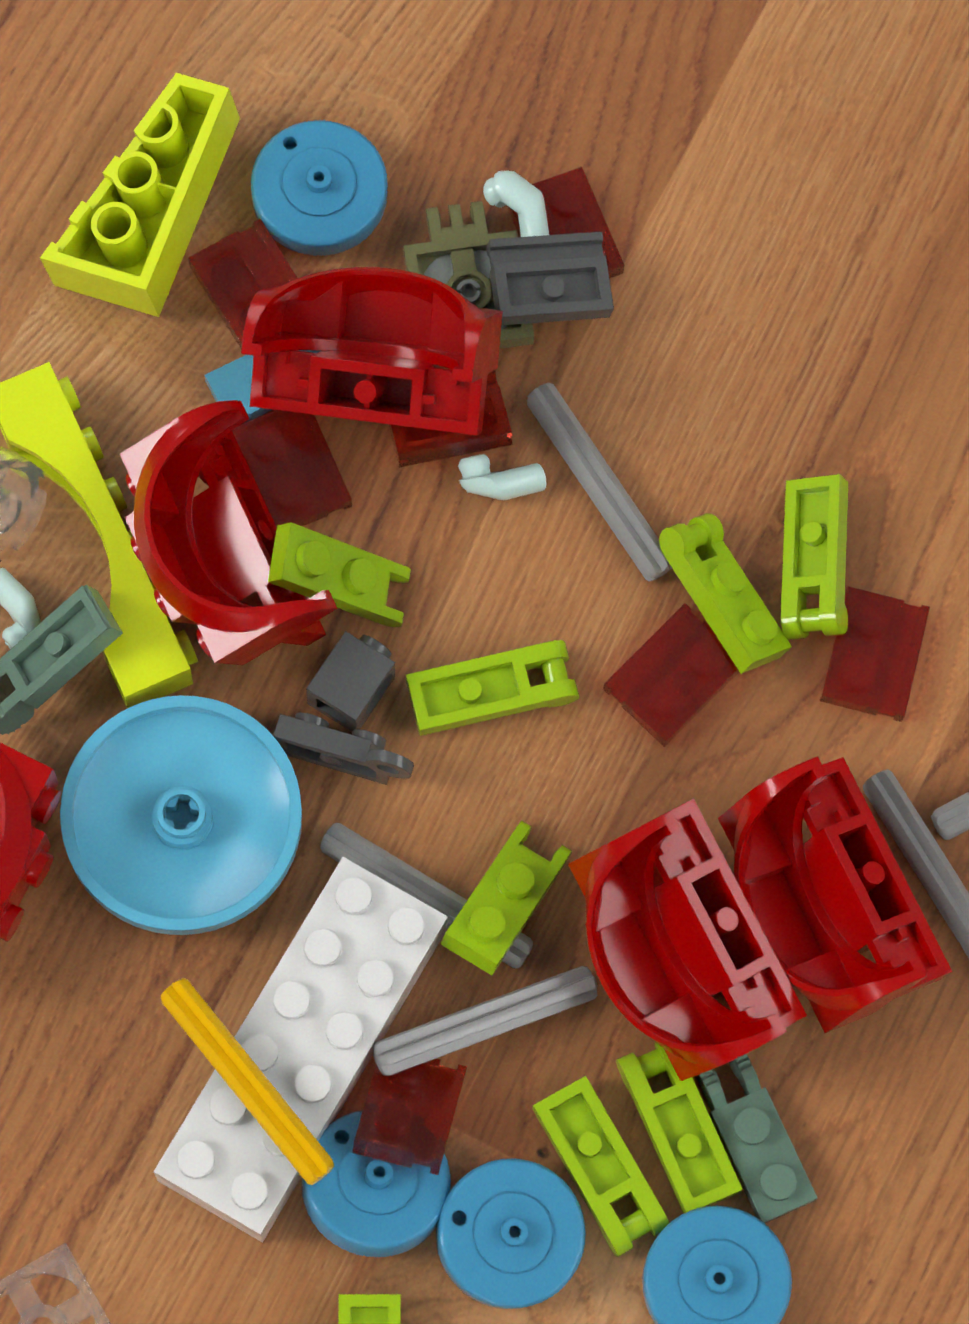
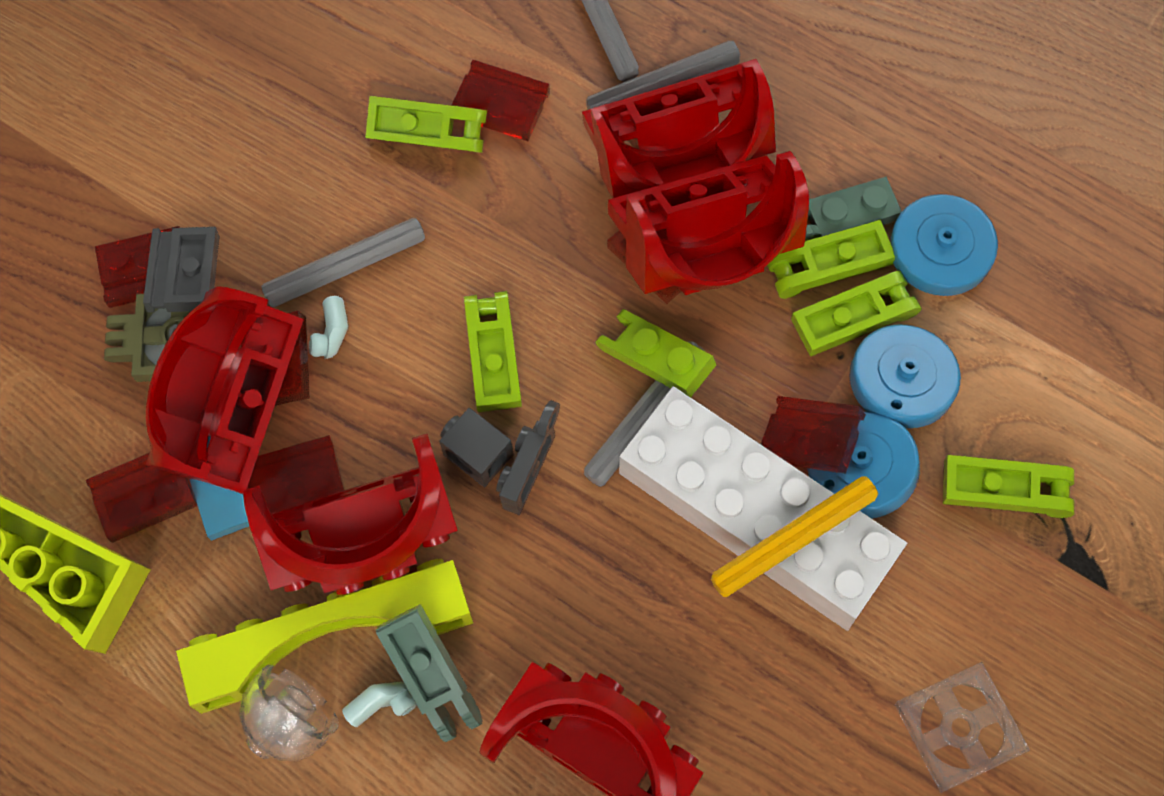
camera: 75 degrees left, 5 degrees down
(181, 815) = (569, 579): medium azure dish -> none
(319, 187) = (68, 434): dark azure wheel -> none
(356, 578) = (390, 445): lime hinge -> none
(484, 1020) = (749, 376): light grey axle -> none
(522, 197) = (111, 284): light aqua arm -> none
(672, 675) = (498, 228): clear red plate -> none
(723, 592) = (442, 186): lime plate -> none

